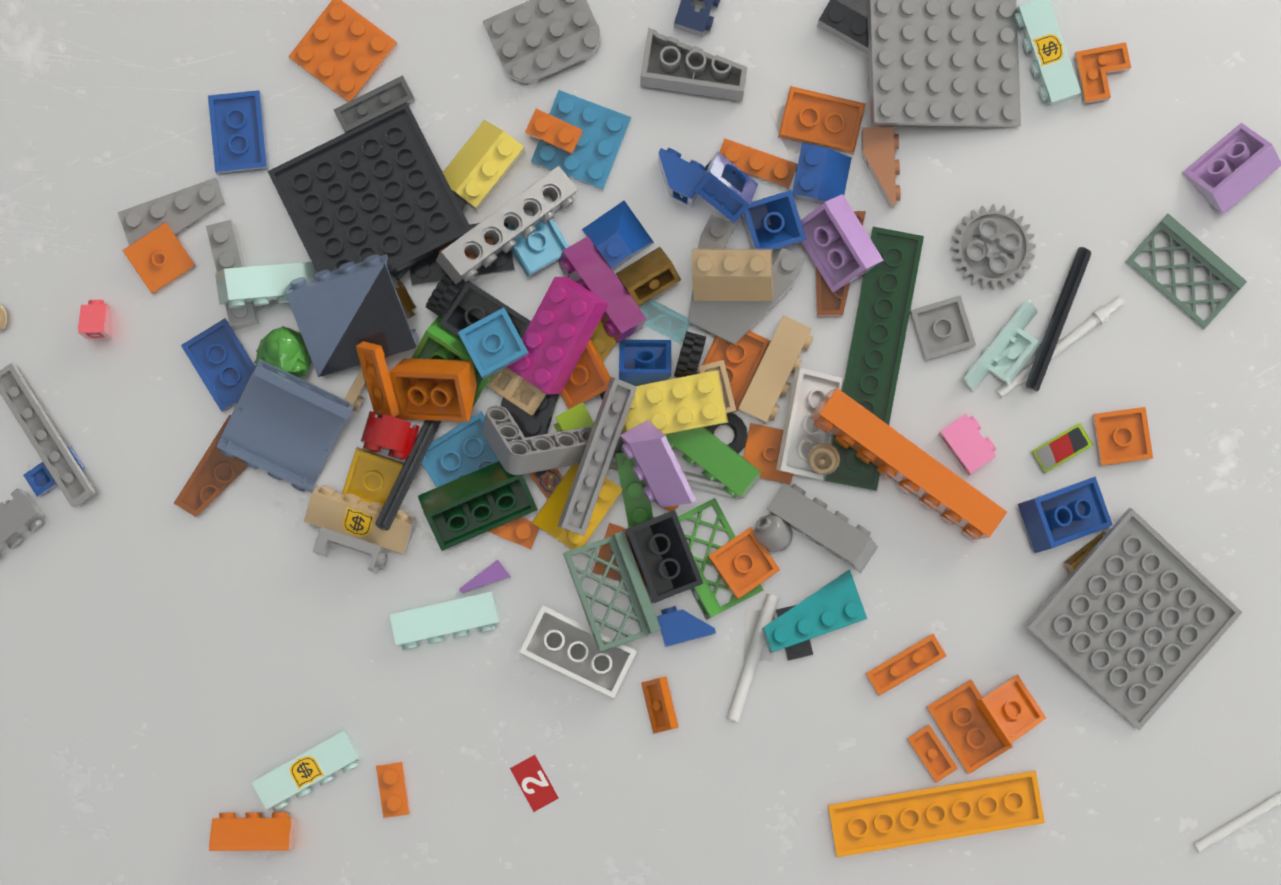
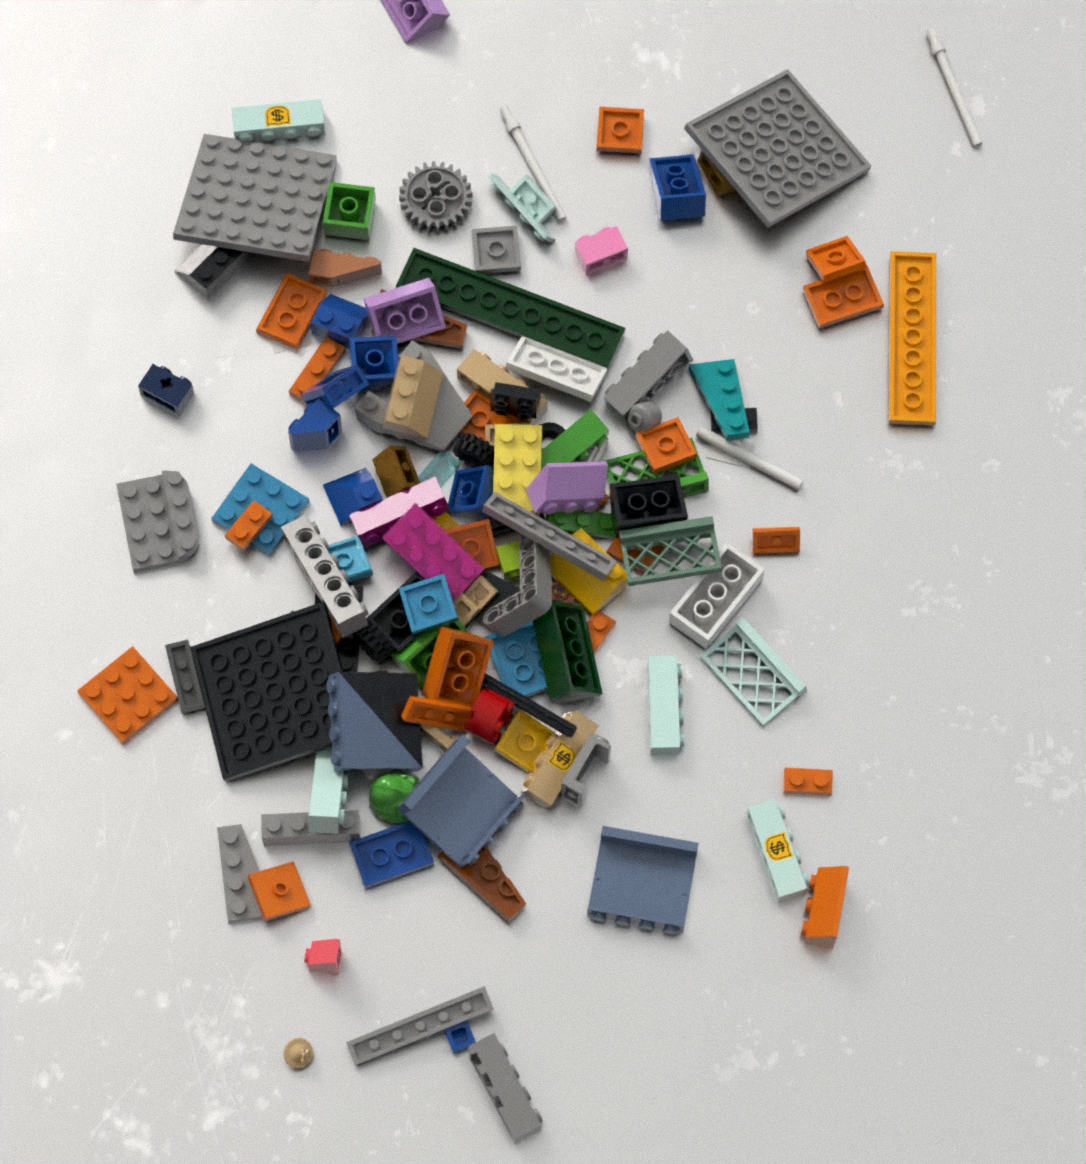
camera: 80 degrees left, 15 degrees down
(237, 131) = (179, 799): blue plate -> none
(245, 634) = (642, 880): none -> sand blue panel
(482, 164) = (260, 590): light yellow slope -> none
(490, 575) = (631, 658): medium lavender piece -> none
(519, 725) = (768, 657): none -> light aqua fence
(534, 783) = (824, 661): red sticker -> none
(681, 626) = (712, 504): blue slope -> none
(689, 69) = (219, 409): light grey wedge -> none
(757, 386) = (515, 400): none -> black bracket
(763, 451) = (567, 408): orange plate -> none
(823, 458) = (589, 361): tan hat -> none
(905, 664) = (780, 336): orange plate -> none
(908, 465) = (609, 292): orange brick -> none
(932, 753) = (860, 330): orange plate -> none
(951, 155) = (349, 211): none -> bright green brick
(1058, 319) = (509, 158): black axle -> none
(1062, 447) = (620, 178): slope -> none
(1095, 64) = (300, 88): orange plate -> none
(1202, 254) = (476, 41): sand green fence -> none

